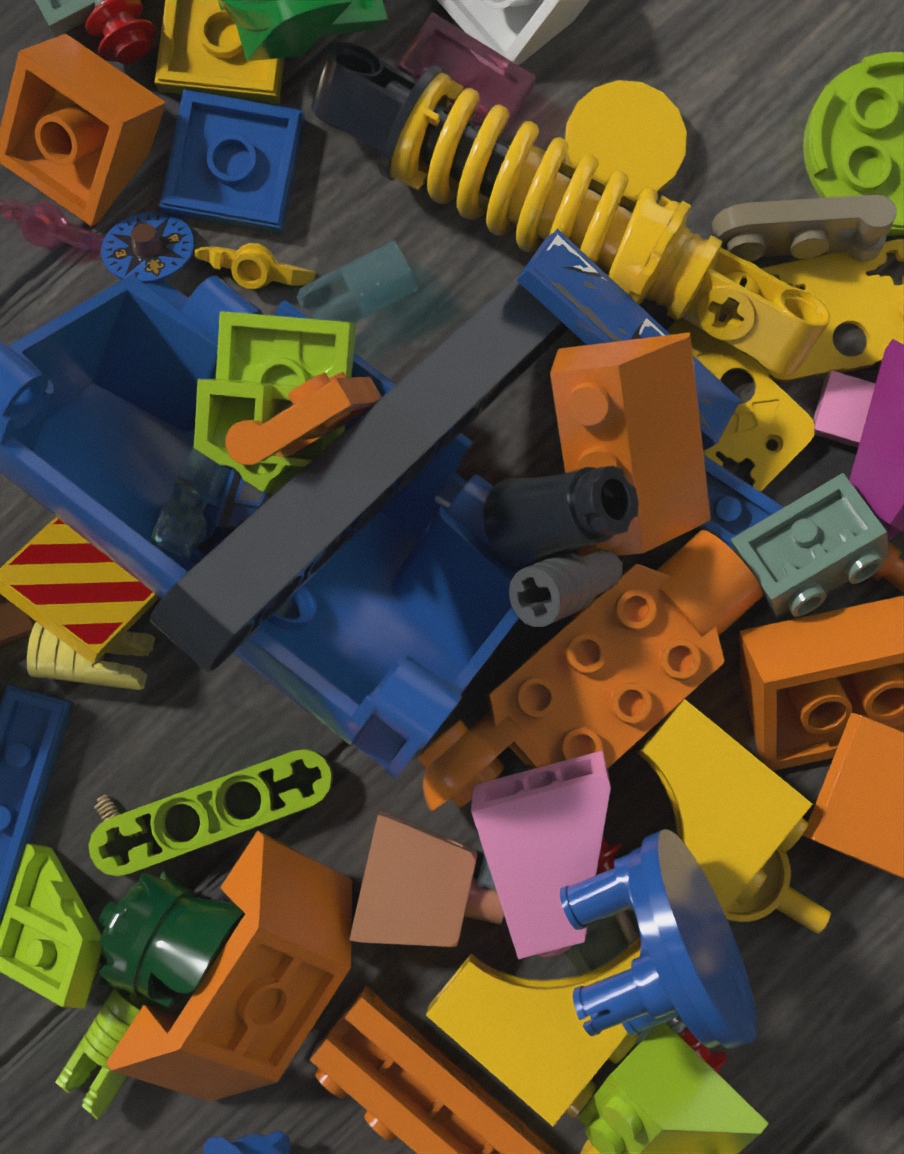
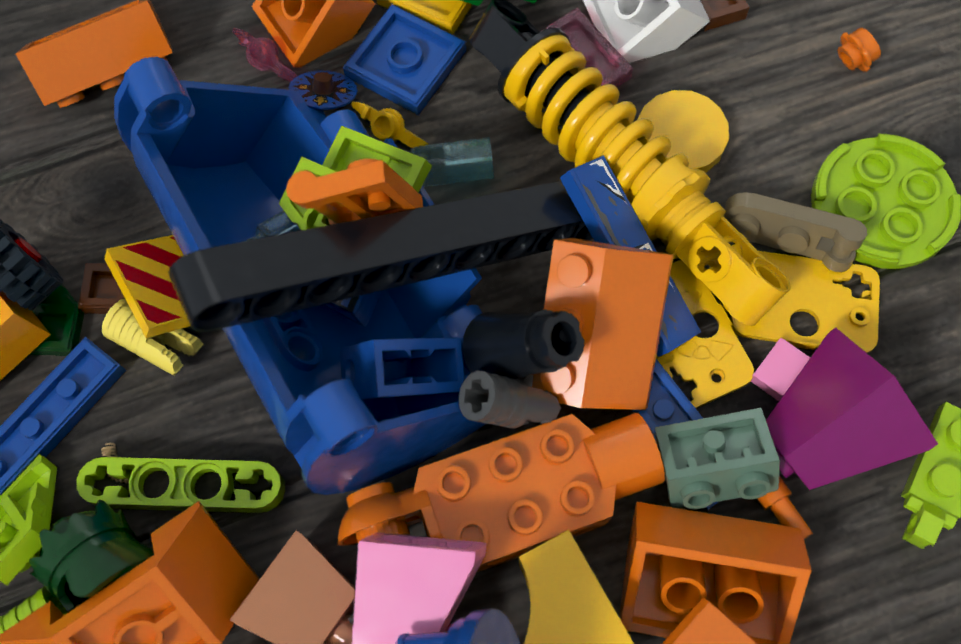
camera: 30 degrees right, 15 degrees down
(402, 610) = (384, 367): none -> blue torso

